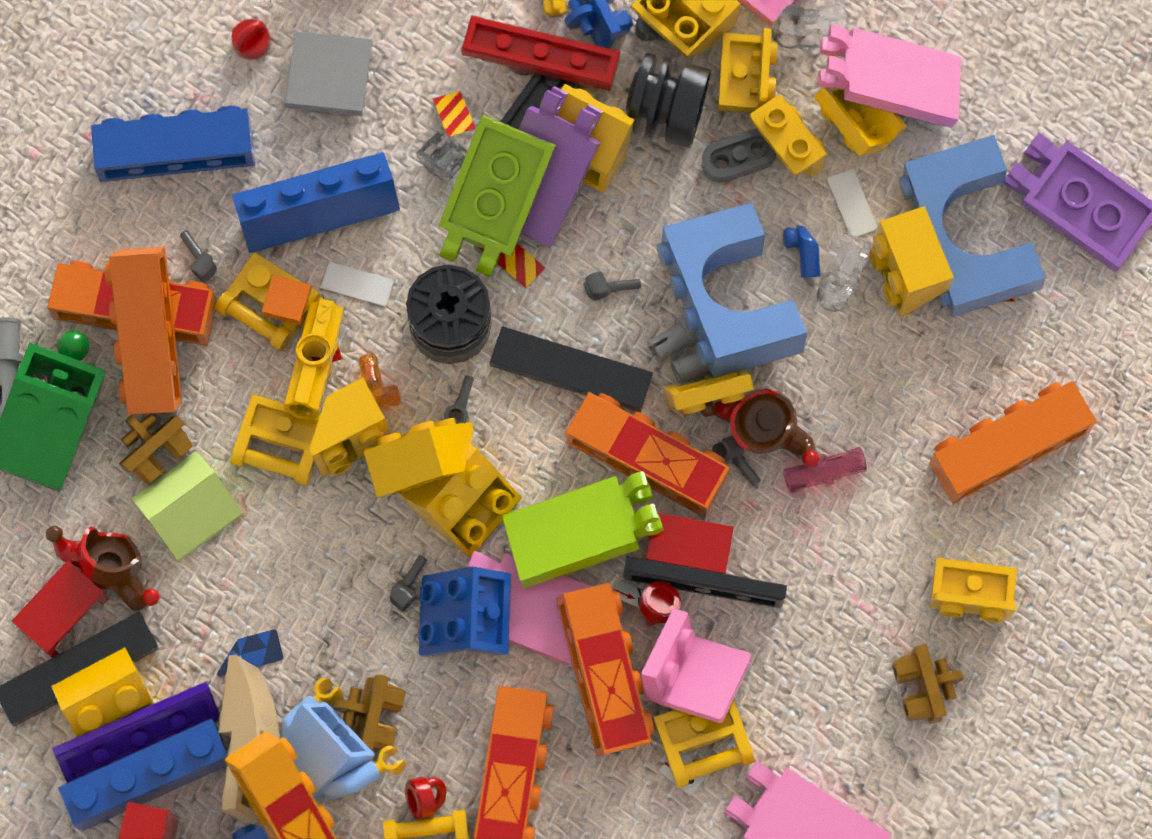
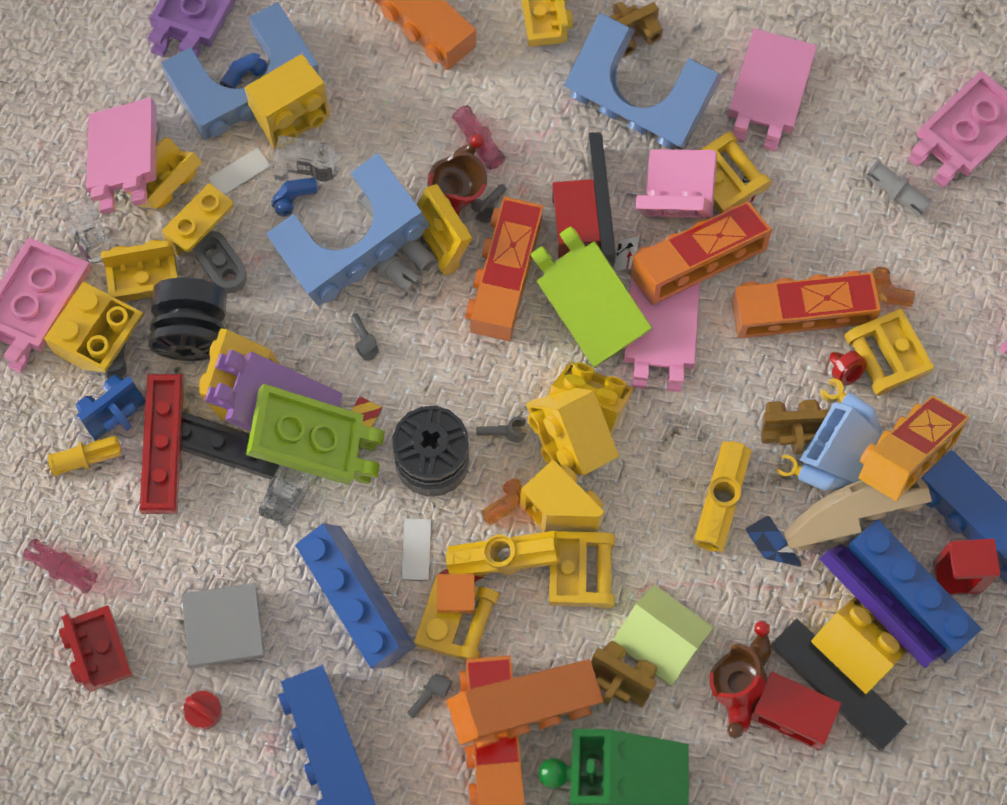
camera: 105 degrees left, 5 degrees down
(291, 595) = (718, 515): none -> yellow piece
(401, 594) = (683, 433): dark grey hand -> none
(454, 113) = (237, 503): sticker -> none
(465, 612) = (690, 373): blue bracket -> none
(570, 368) = (447, 346): black tile -> none
(658, 602) = (630, 226): red tile -> none
(853, 620) = (596, 80): none -> medium blue arch
(983, 230) = (239, 67): none -> blue arm

